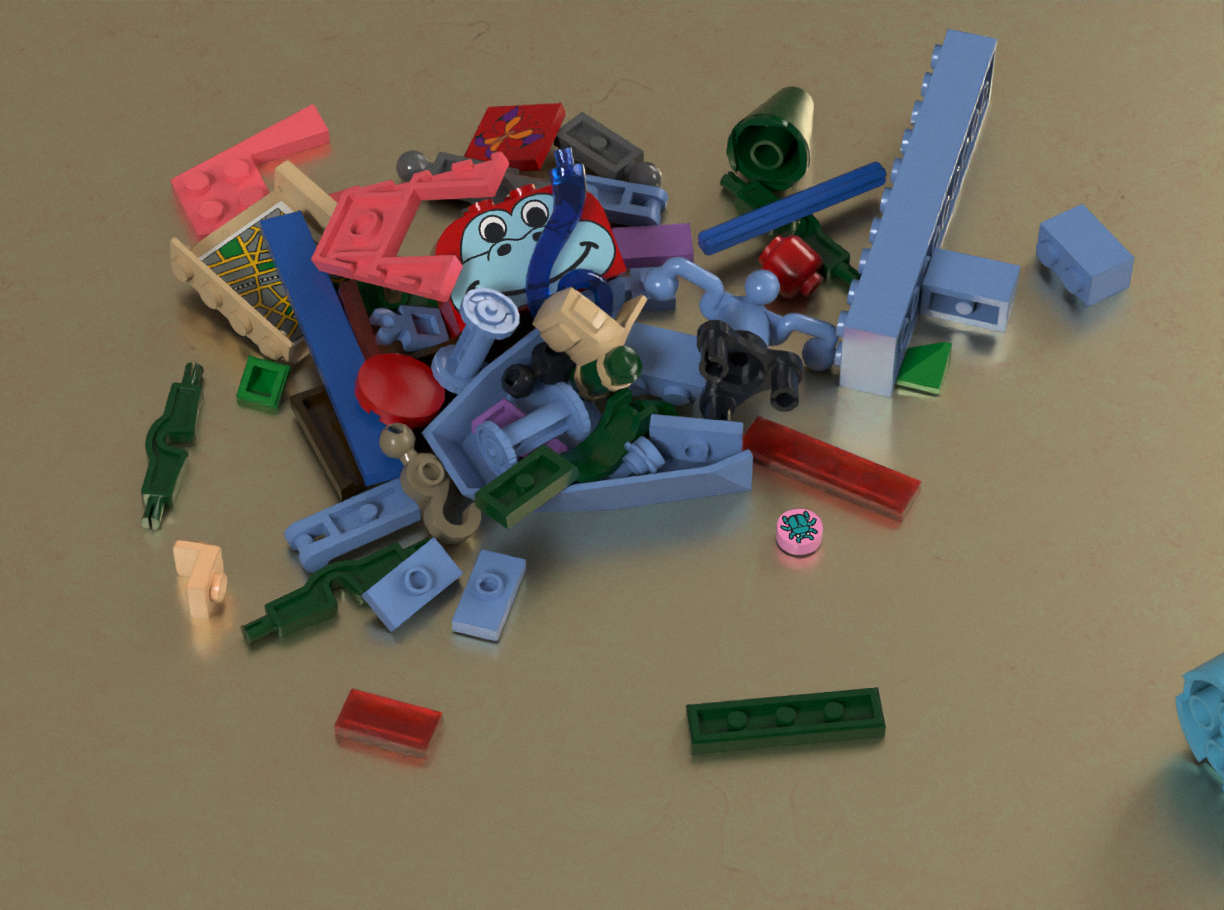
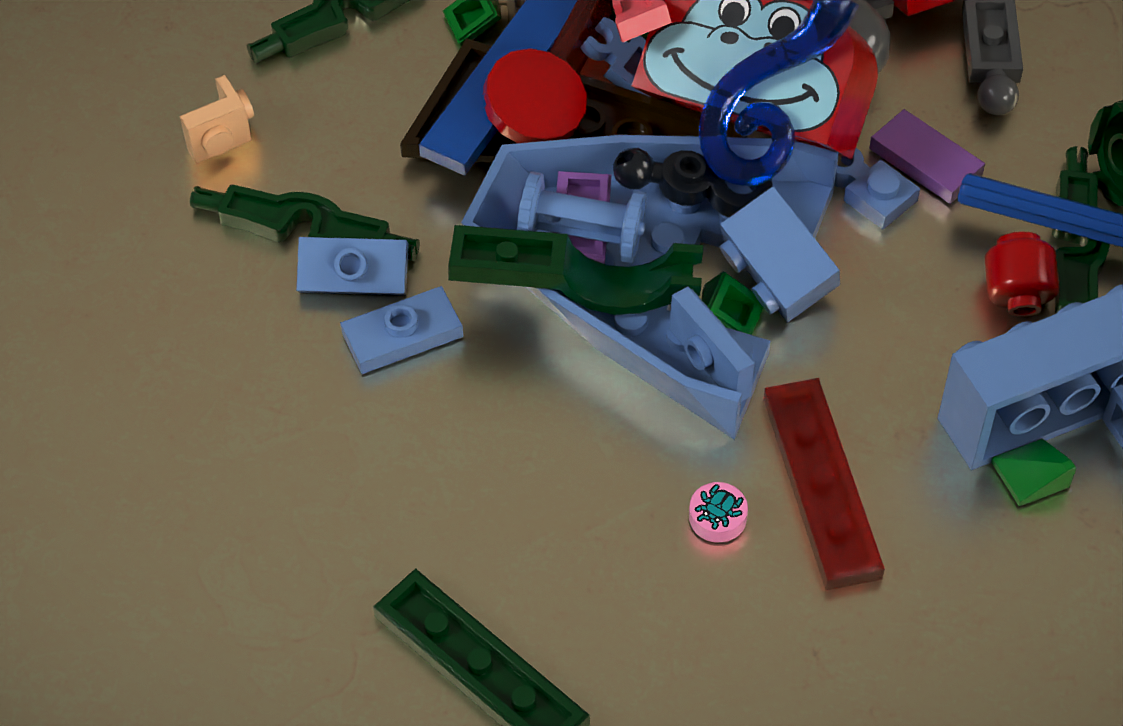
camera: 50 degrees right, 5 degrees up
(351, 524) = (380, 179): medium blue plate -> none
(388, 724) = (192, 362): clear red tile -> none
(427, 482) = (456, 182): dark tan piece -> none
(487, 317) = (634, 84): medium blue hose -> none
(592, 341) = (709, 176): tan piece -> none
(618, 200) = (940, 86): medium blue plate -> none
(642, 457) = (649, 322): medium blue plate -> none
(738, 339) = (834, 304): wheel -> none

